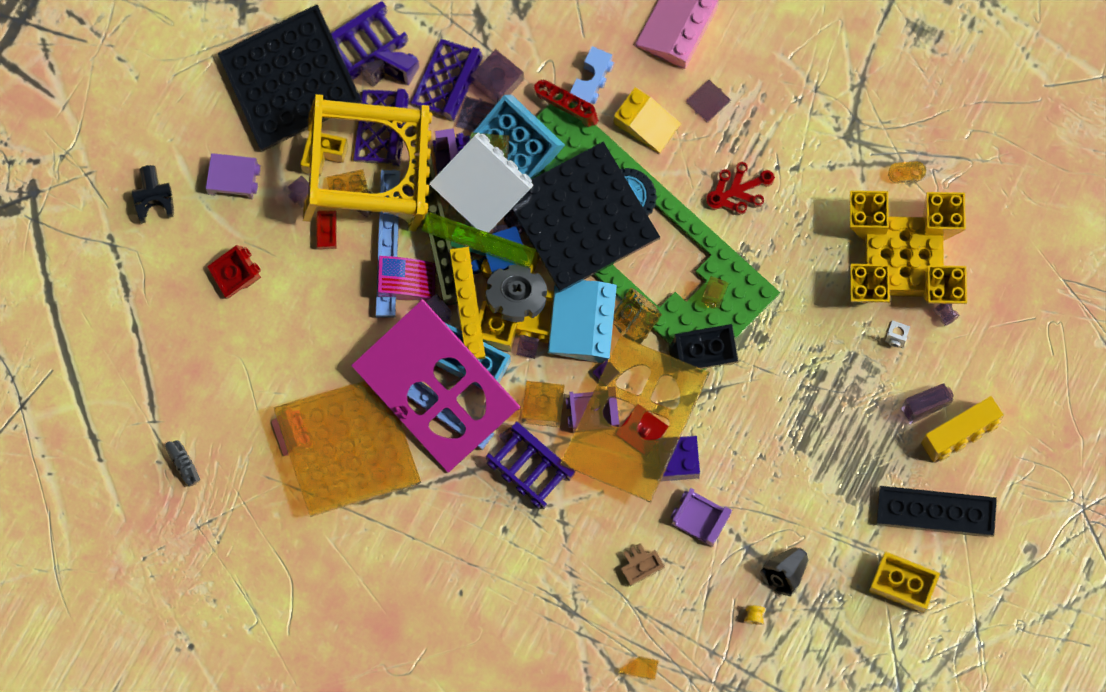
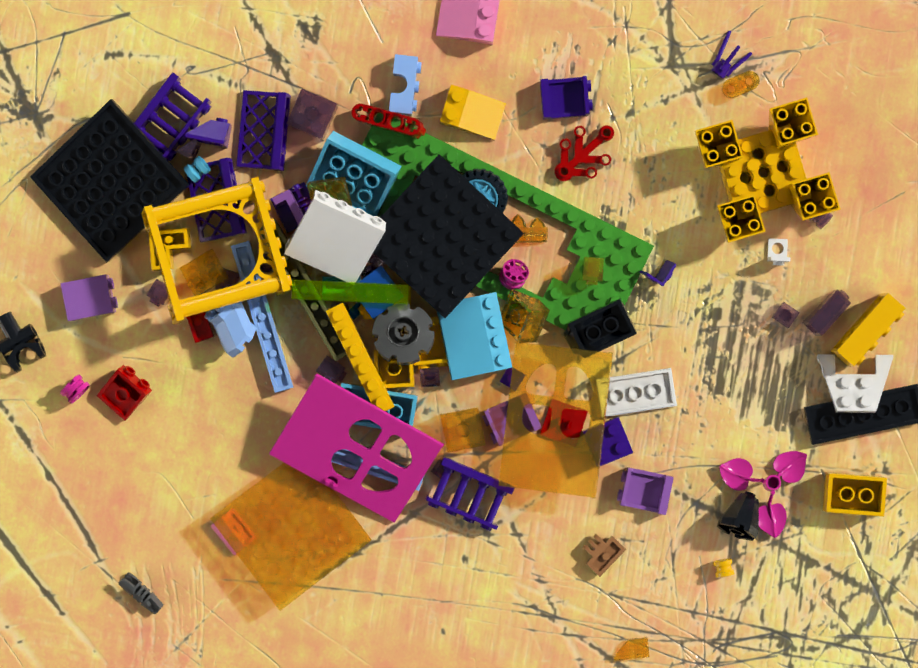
camera: 10 degrees left, 15 degrees up
(189, 253) = (75, 389): none -> dark pink wheel
(356, 236) = (232, 327): none -> light blue brick
(369, 91) = (197, 169): none -> medium azure wheel
(406, 278) = (292, 347): slope -> none
(473, 113) = (302, 157): clear purple piece -> none
(637, 277) = (513, 275): none -> dark pink wheel
(667, 246) = (535, 233): none -> clear yellow tile
(708, 100) = (525, 70): piece -> none
(724, 424) = (641, 392): none -> white tile
(738, 134) = (565, 97): none -> dark purple panel
(781, 322) = (664, 274): none -> dark purple bracket
(850, 541) = (789, 466): none -> dark pink plant
(887, 394) = (785, 315): none -> plate
(893, 150) = (722, 67): none -> dark purple plant
(935, 485) = (855, 391): none -> white wing

